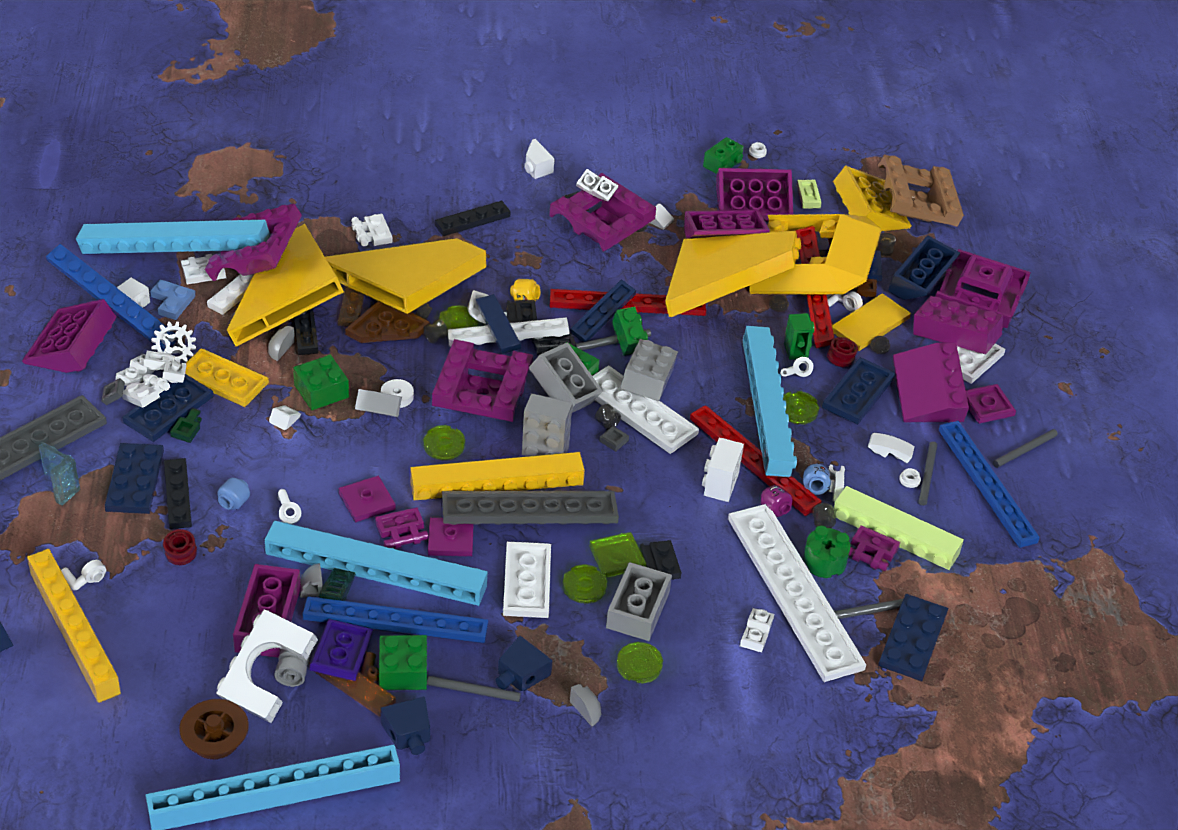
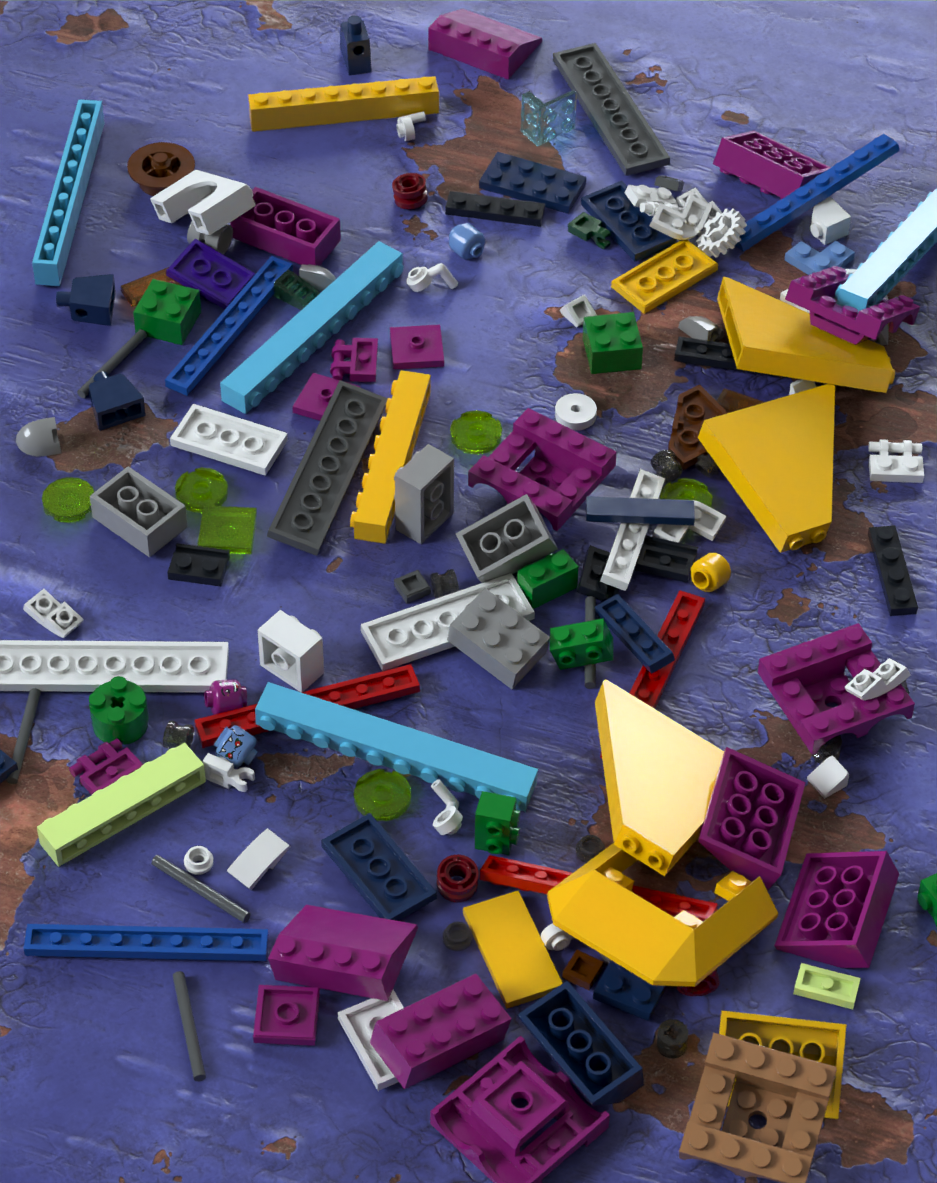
camera: 115 degrees right, 5 degrees up
(378, 403) = (556, 383): light grey slope -> none

